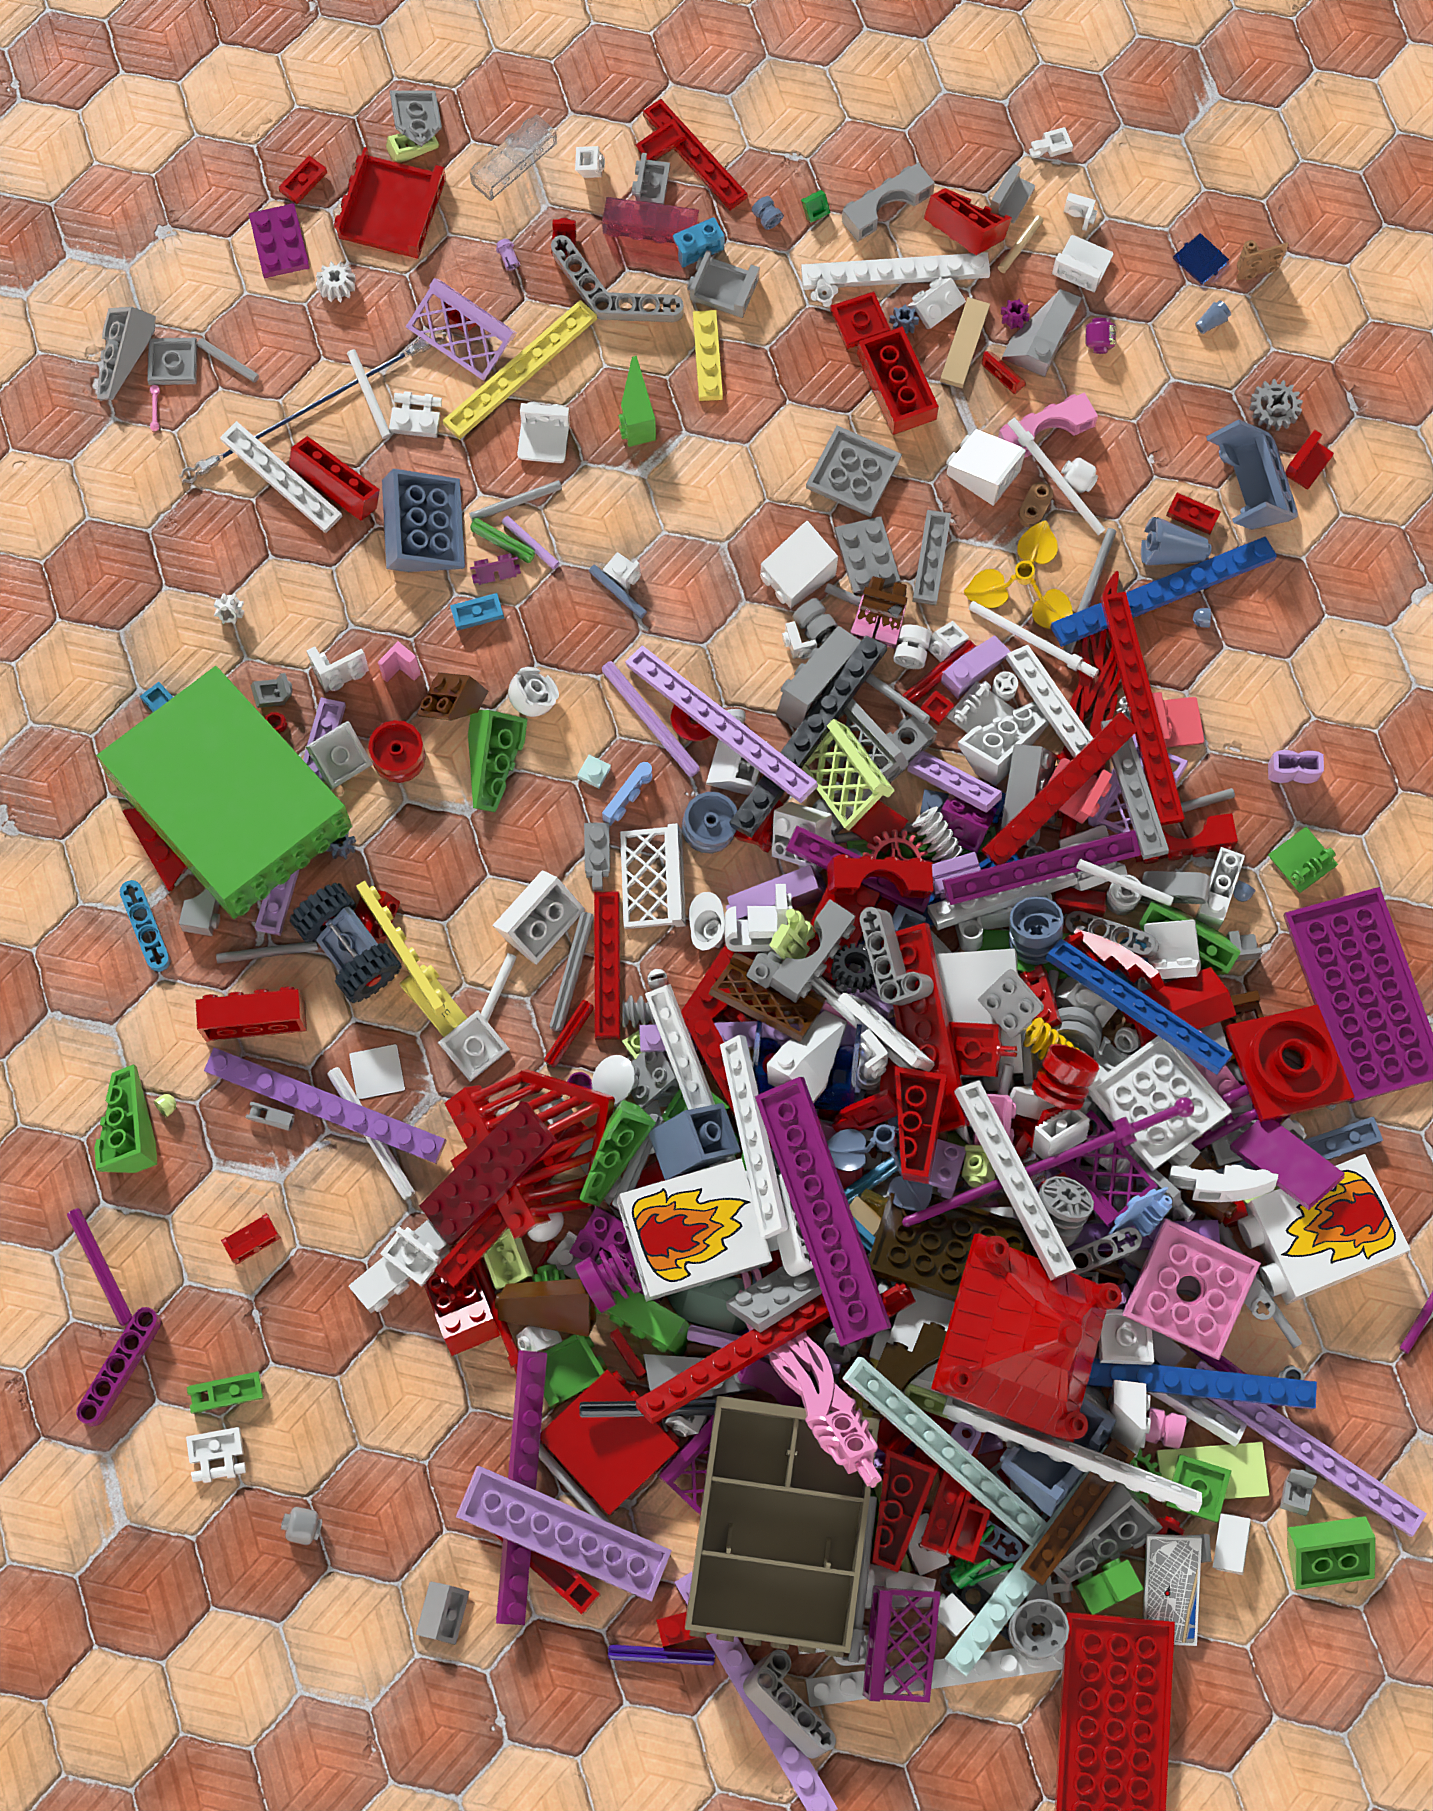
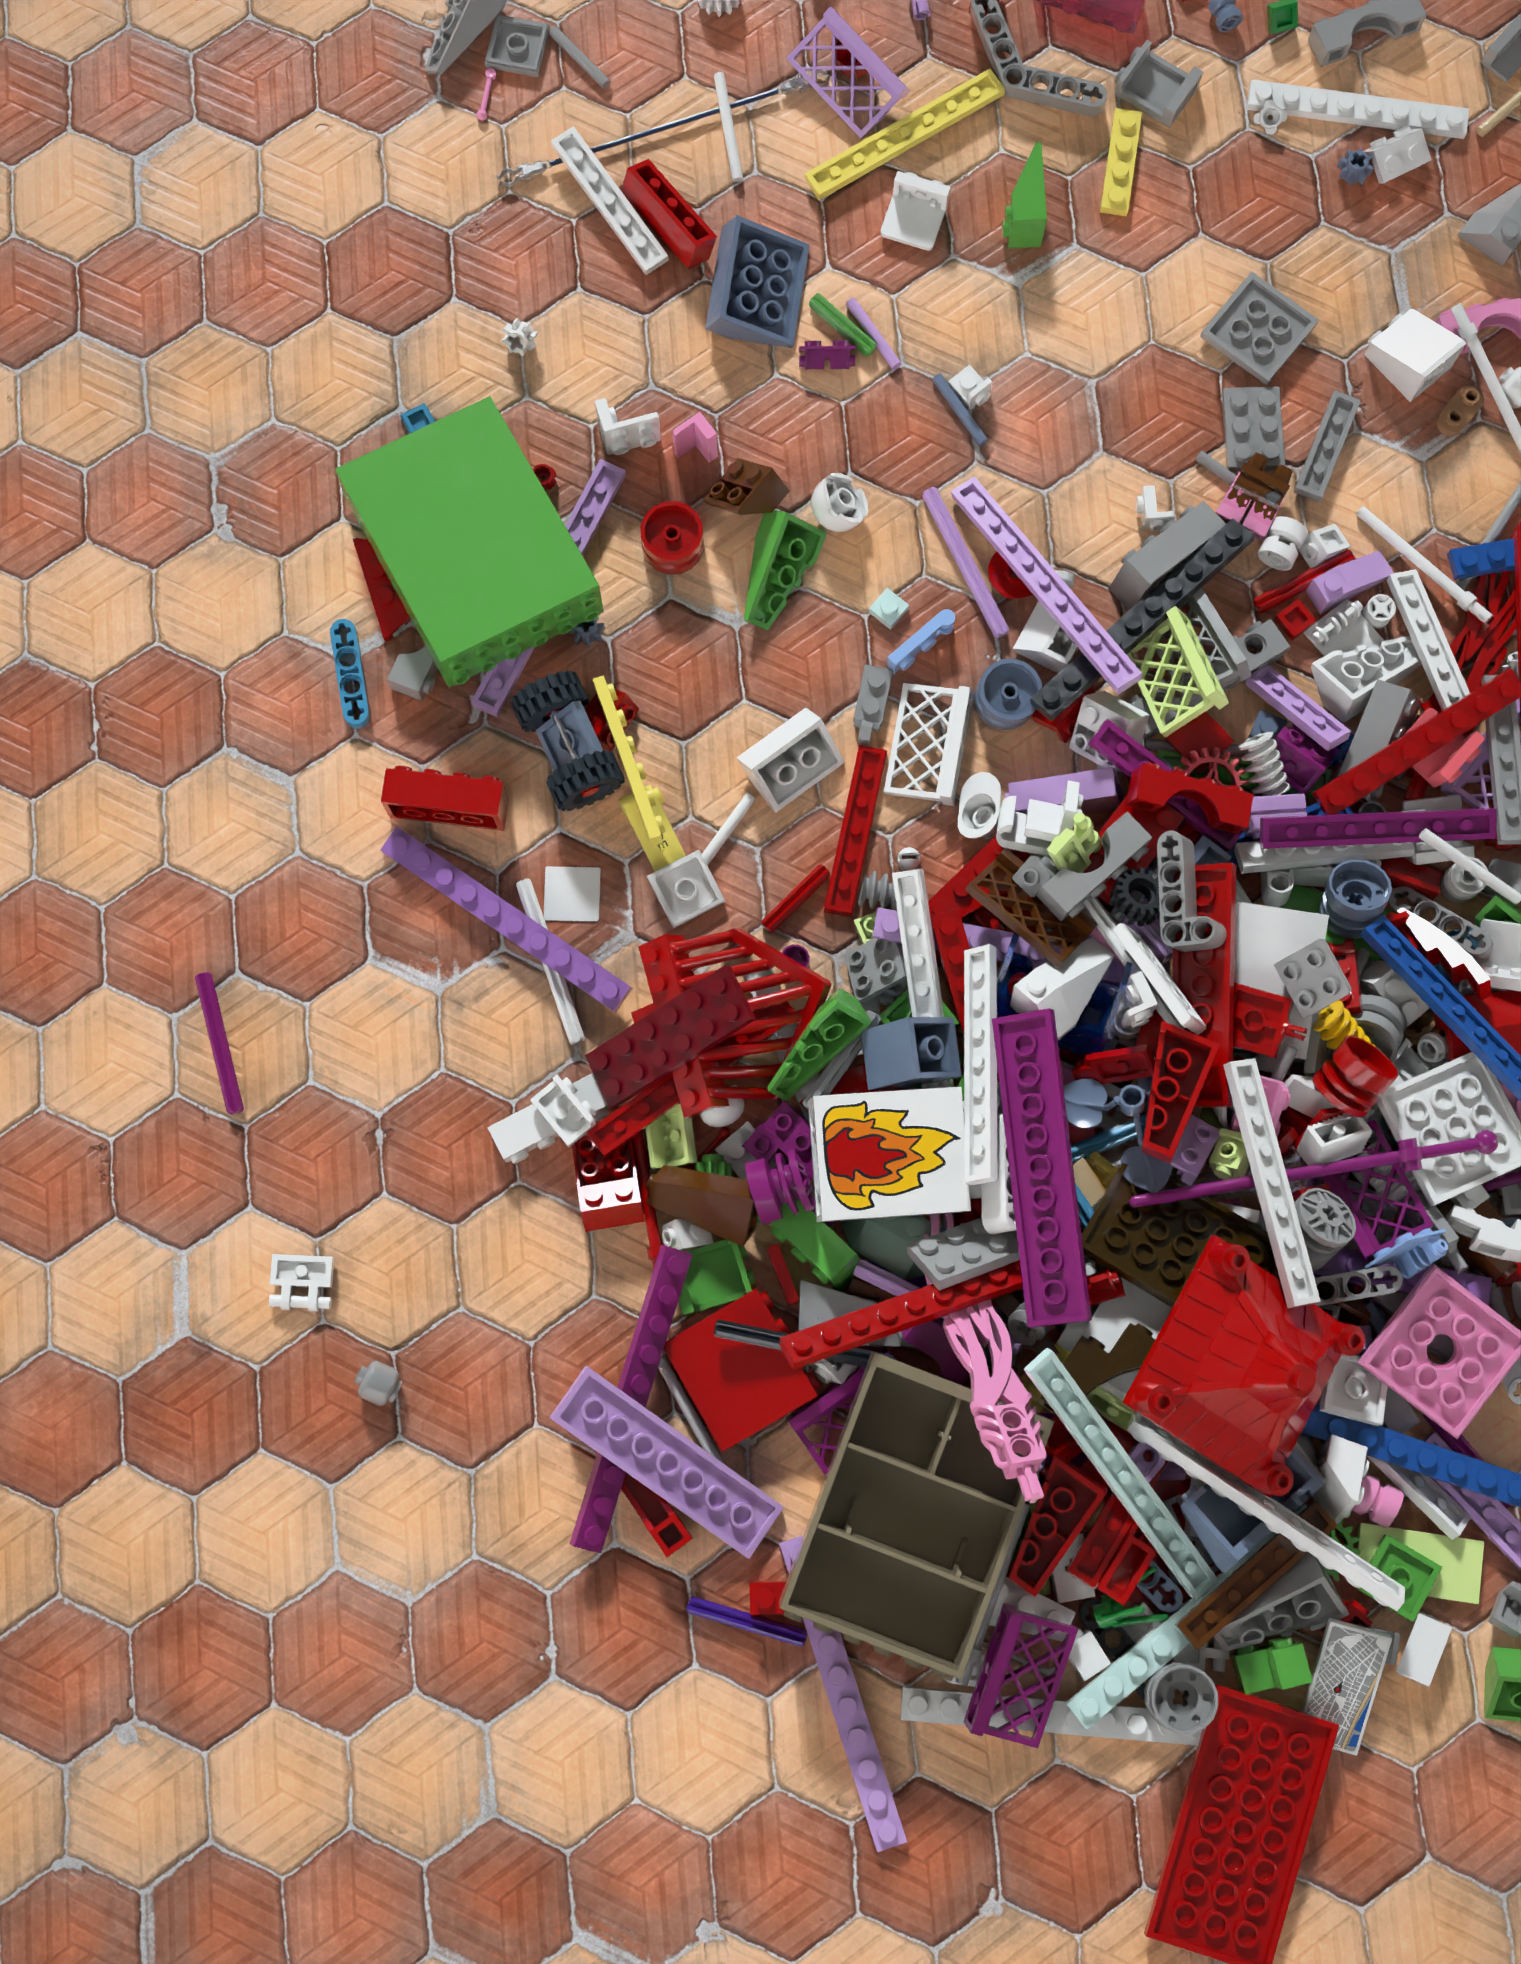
camera: 15 degrees right, 5 degrees up
(118, 1380) = (201, 1162): magenta beam -> none
(127, 1132) = (280, 902): bright green wedge -> none
(165, 1104) = (330, 878): yellowish green hinge -> none
(226, 1392) = (327, 1214): bright green plate -> none
(251, 1239) = (391, 1050): red hinge -> none
(266, 952) = (478, 732): light grey bar -> none
(272, 692) = (547, 441): light grey bracket -> none
(273, 1117) = (446, 918): light grey bar -> none
(339, 755) = (606, 528): white plate -> none
(415, 422) = (772, 169): white plate -> none
(442, 1612) = (513, 1516): light grey panel -> none
(477, 611) = (796, 399): dark azure plate -> none
(516, 500) = (867, 282): light grey bar -> none
(571, 971) = (814, 829): light grey axle -> none
(615, 1077) = (837, 960): white dish -> none
(697, 239) = (1137, 26): dark azure bracket -> none
(785, 1708) = (873, 1715): light grey beam -> none
(799, 565) = (1174, 423): white slope -> none
(813, 619) = (1176, 487): light grey wheel -> none
(859, 319) = (1305, 157): red plate -> none
(897, 380) = (1333, 234): red brick -> none
(898, 699) = (1253, 599): light grey bar -> none
(964, 343) = (1419, 207): tan tile -> none
(965, 223) = (1451, 68): red wedge -> none
(1002, 372) = (1455, 250): red slope -> none
(1015, 314) = (1485, 186): magenta gear -> none
(1037, 546) = (1448, 458): yellow plant -> none

